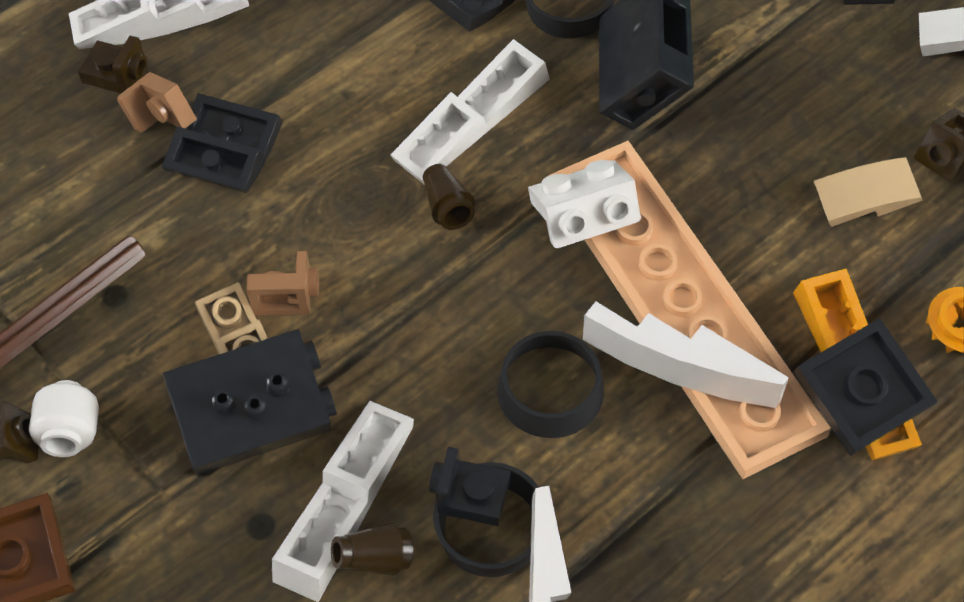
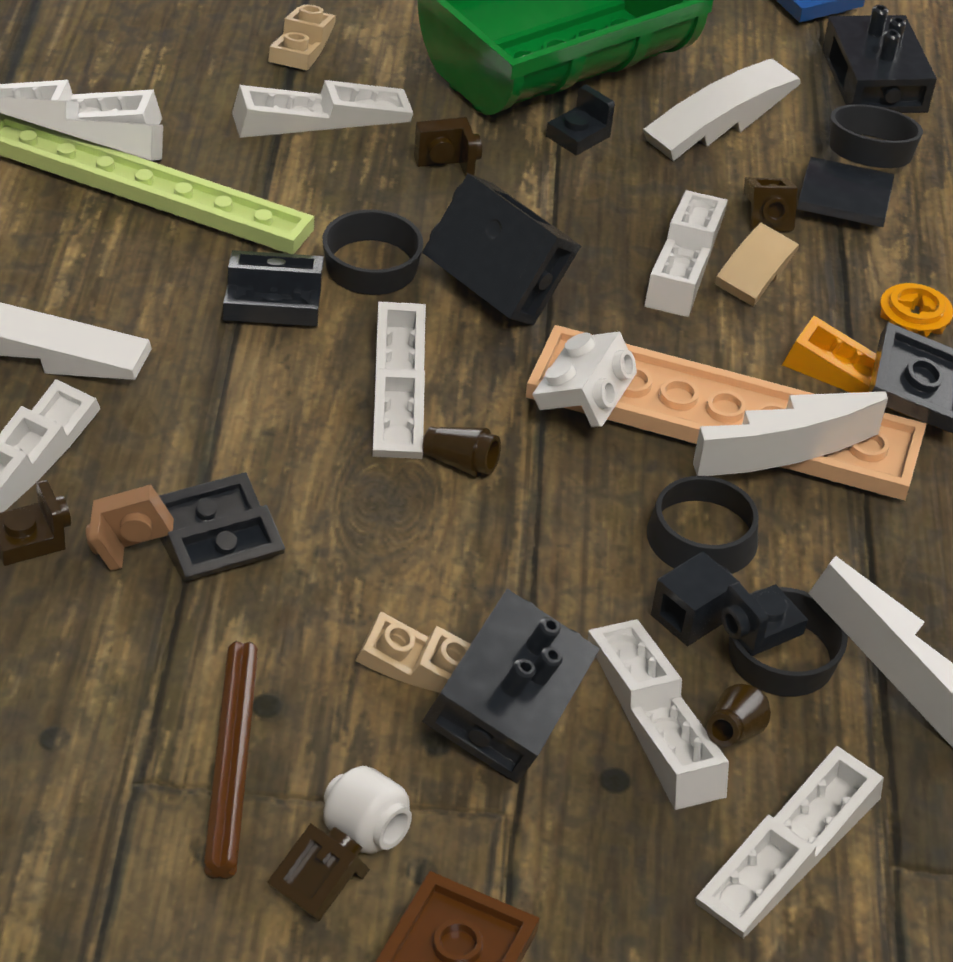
camera: 50 degrees left, 15 degrees down
(284, 292) = (426, 592): medium nougat bracket -> none
(466, 427) = (692, 598): none -> black brick
(842, 135) = (685, 253): none -> white slope

